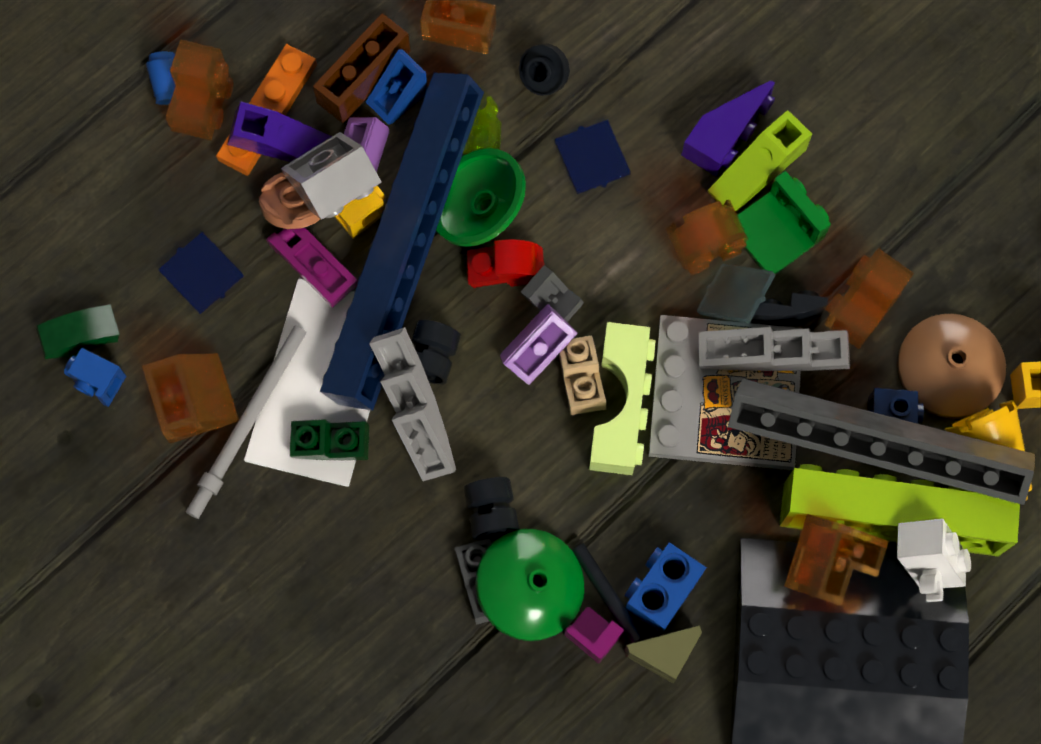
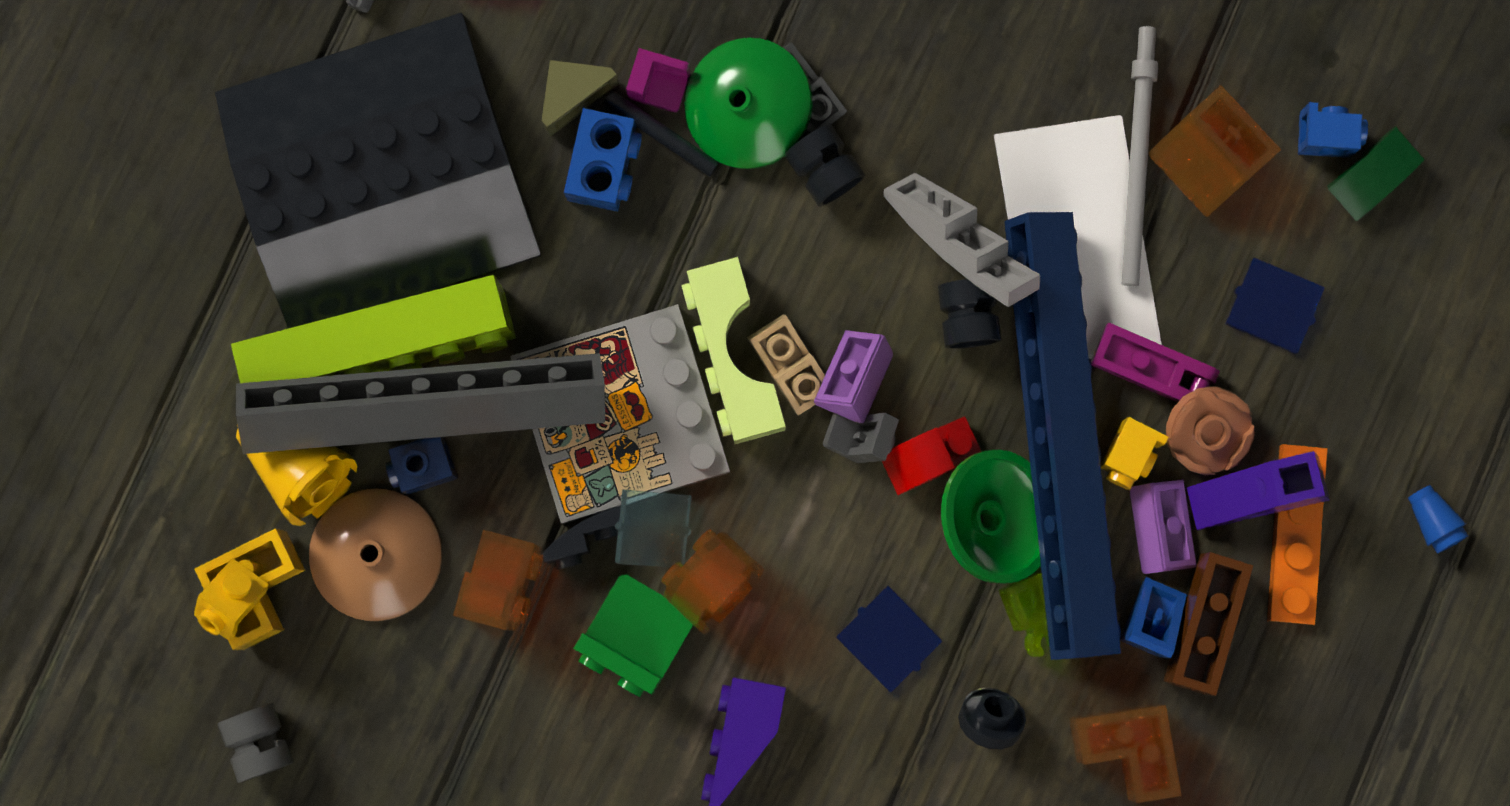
camera: 160 degrees right, 10 degrees up
(200, 90) = (1385, 511): clear orange brick -> none
(329, 440) = (1037, 171): dark green slope -> none
(332, 175) = (1179, 461): light grey slope -> none
(762, 161) = (686, 703): lime slope -> none
(773, 350) = (583, 476): light grey slope -> none
(828, 555) = (432, 245): clear orange brick -> none
(932, 556) = (319, 291): white brick -> none

